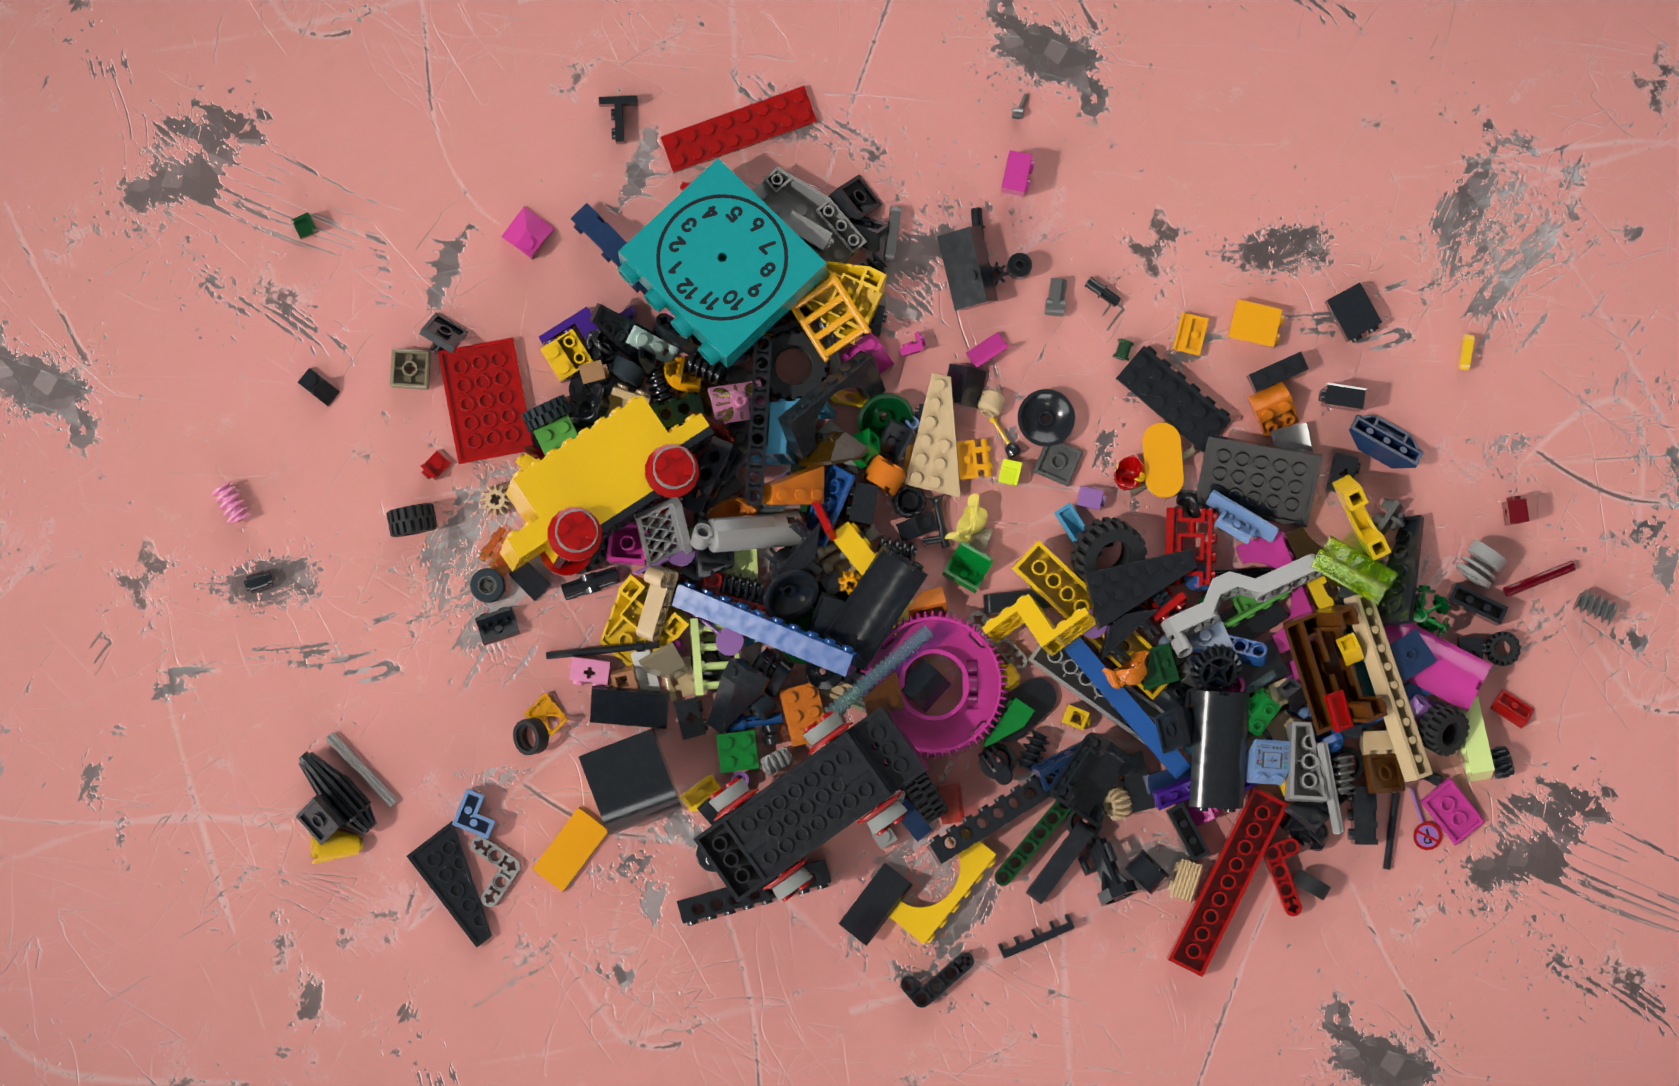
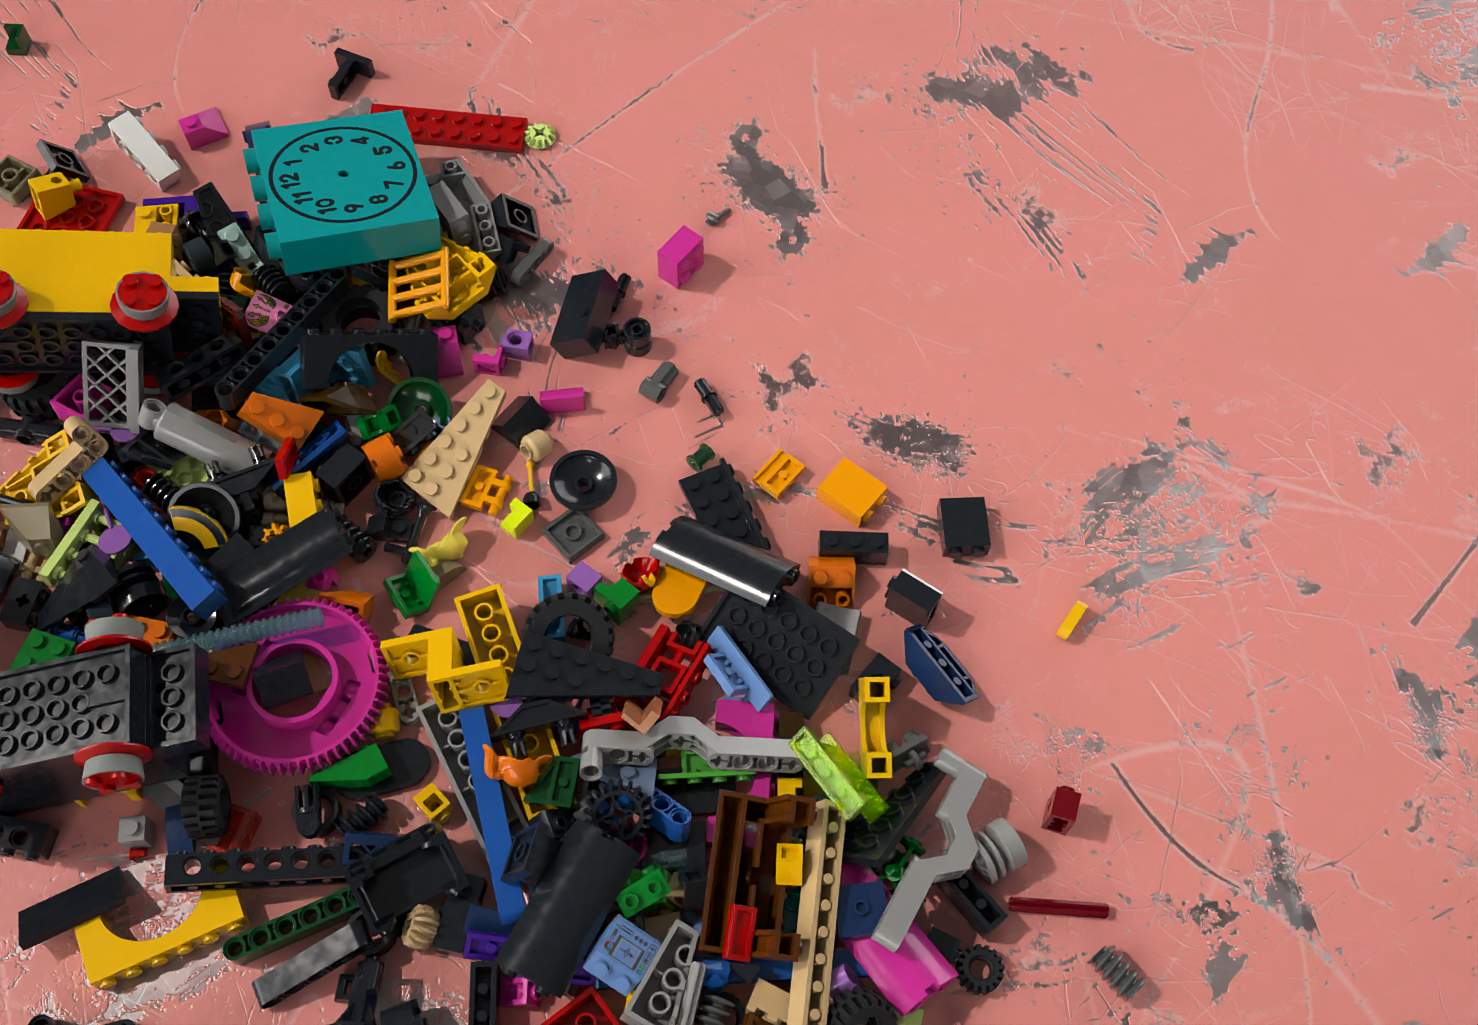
camera: 25 degrees right, 25 degrees down
(464, 377) = (53, 193): none -> yellow torso
(504, 287) = (145, 152): none -> white wedge
(789, 603) = (199, 524): none -> yellow tile
(829, 104) = (540, 141): none -> yellowish green gear
(889, 849) = (133, 854): none -> red piece
(931, 312) = (525, 344): none -> medium lavender brick
(1124, 504) = (617, 599): none -> green brick
(1191, 437) = (725, 560): none -> black cylinder
(1197, 590) = (640, 718): none -> nougat panel
(1458, 586) = (951, 865): none -> light grey beam

